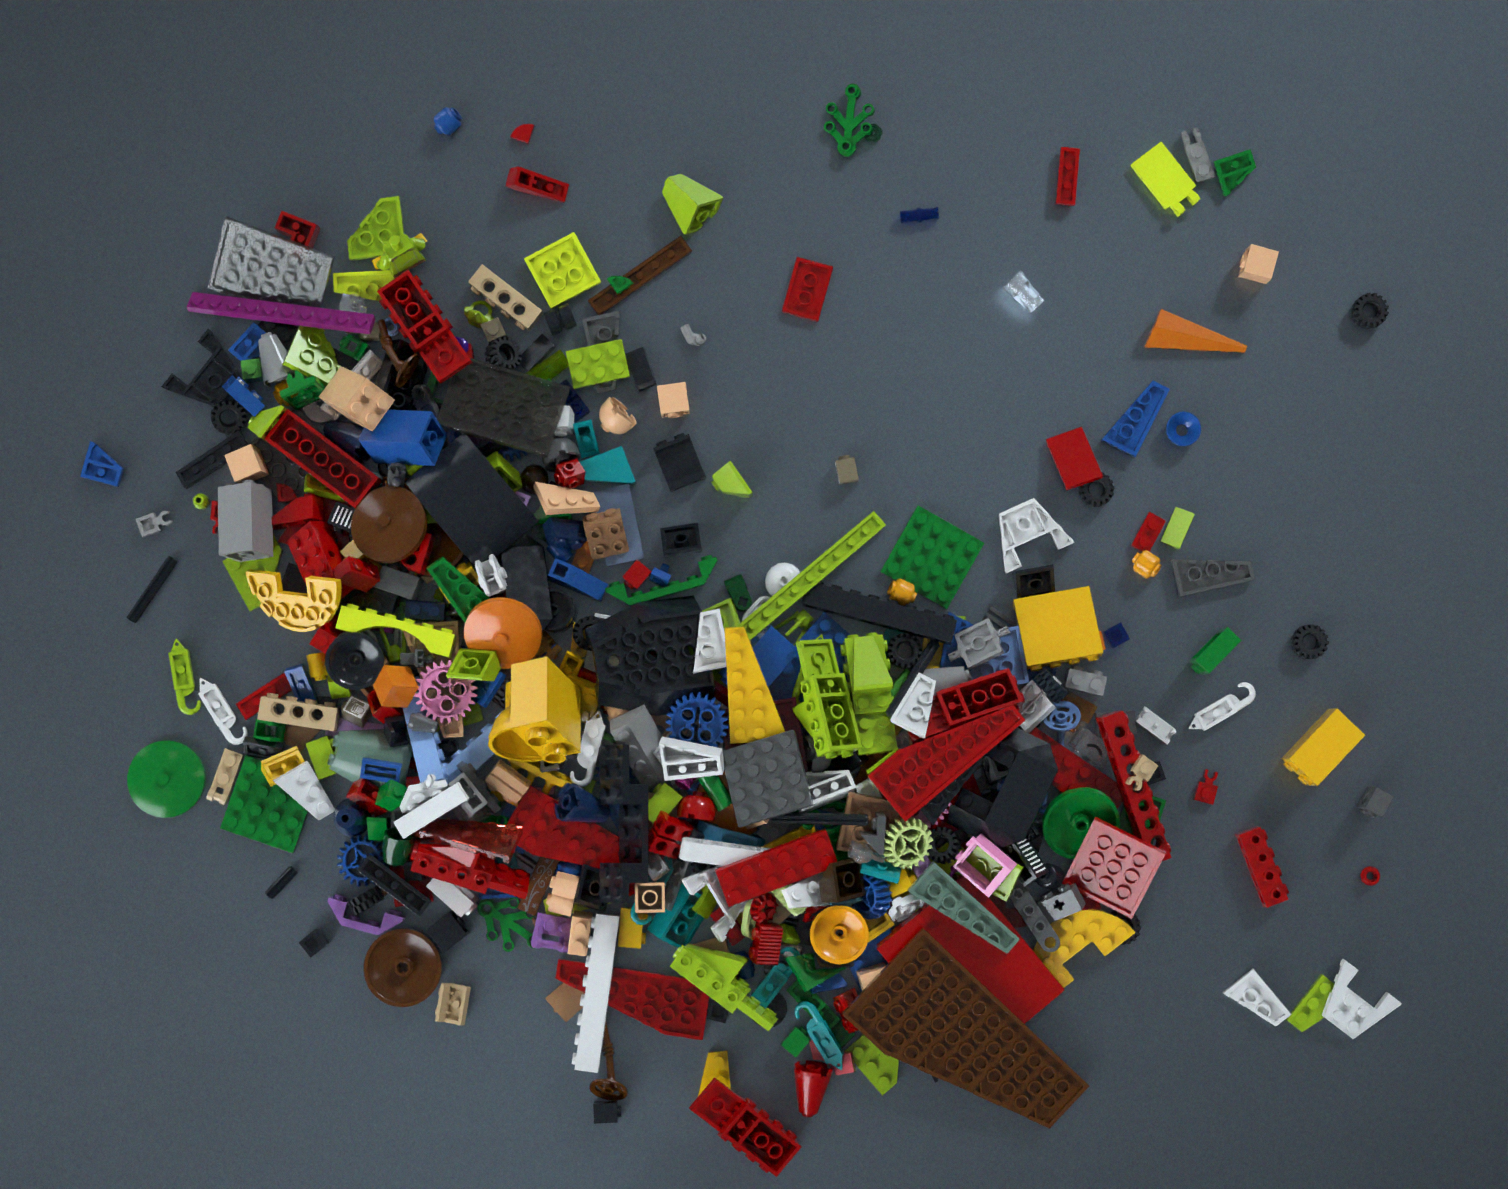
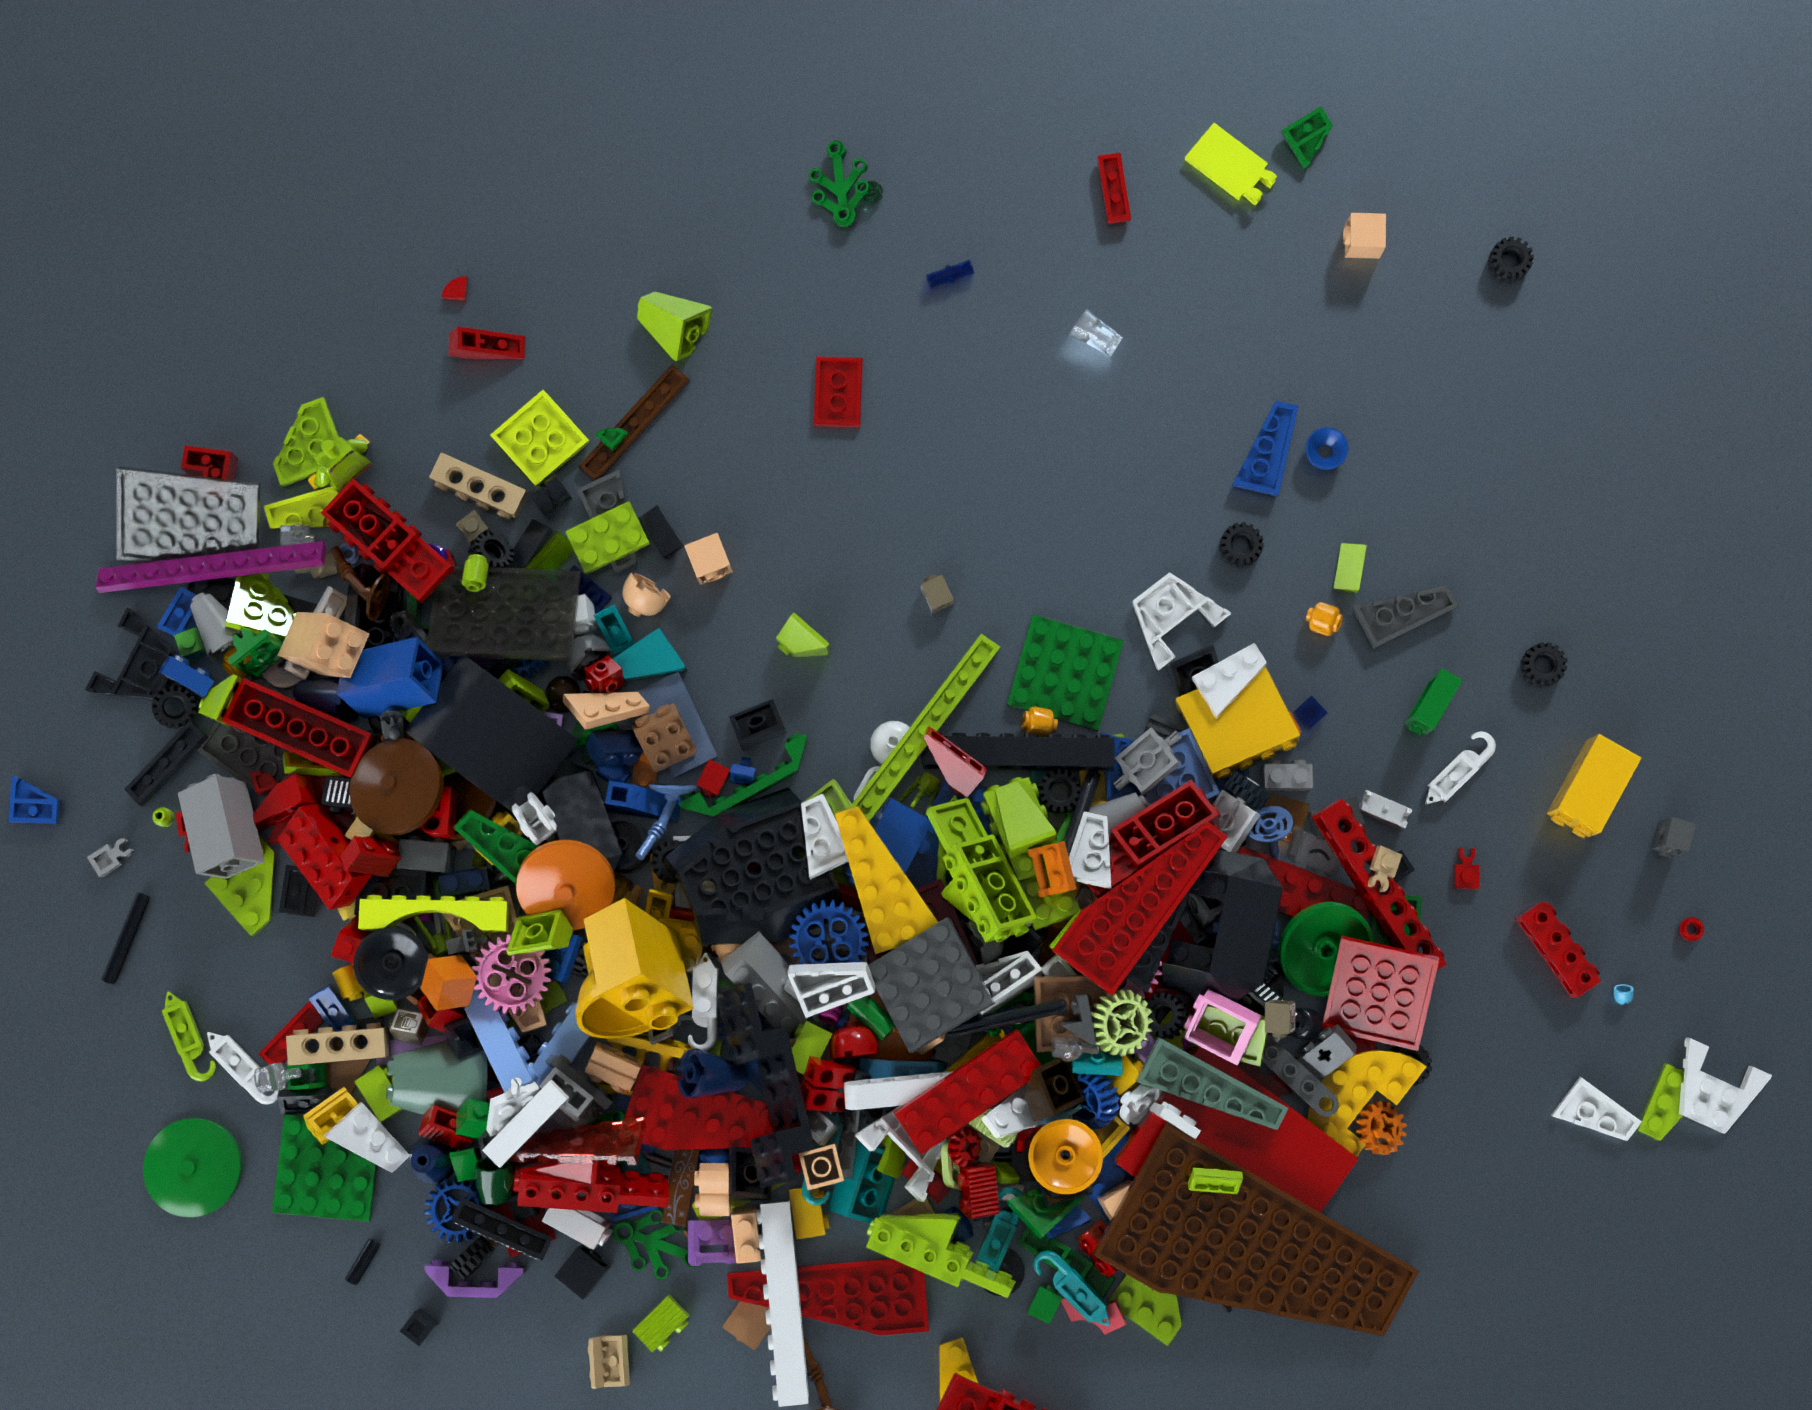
camera: 10 degrees left, 5 degrees down
(225, 776) = (265, 1146): tan plate -> none
(244, 725) = (274, 1077): none -> clear piece
(246, 464) = (207, 756): light nougat head -> none
(292, 609) = (304, 919): yellow plate -> none
(353, 347) = (307, 588): green window -> none
(398, 766) = (452, 1081): blue tile -> none
(402, 967) = (536, 1331): reddish brown dish -> none
(422, 723) = (491, 1020): dark grey cone -> none
(447, 121) = (362, 296): blue head -> none
(475, 317) = (447, 517): lime piece -> none
(487, 369) = (475, 572): none -> lime brick
(499, 984) = (661, 1323): none -> lime brick
(602, 578) = (658, 829): none -> medium blue dish
(679, 462) = (733, 631): black panel -> none
(693, 338) = (714, 481): light grey arm -> none
(717, 1012) = (938, 1291): black panel -> none
(738, 589) = (840, 768): dark green piece -> none
(811, 1085) = (1077, 1355): red cone -> none
(829, 613) = (958, 767): none -> slope
(886, 712) = (1057, 868): none -> orange plate
(928, 923) = (1171, 1115): none -> white plate
(949, 981) = (1215, 1180): none -> lime plate
(1030, 869) = (1280, 1017): none -> dark tan brick
(1056, 594) = (1229, 677): none -> white wing
(1074, 458) = (1205, 514): red tile -> none
(1091, 972) = (1383, 1127): none -> orange gear
(1148, 532) = (1316, 581): red plate -> none
(1178, 333) = (1293, 338): orange wedge -> none
(1197, 157) = (1261, 130): light grey hinge -> none
(1303, 913) = (1623, 994): none -> medium azure hinge

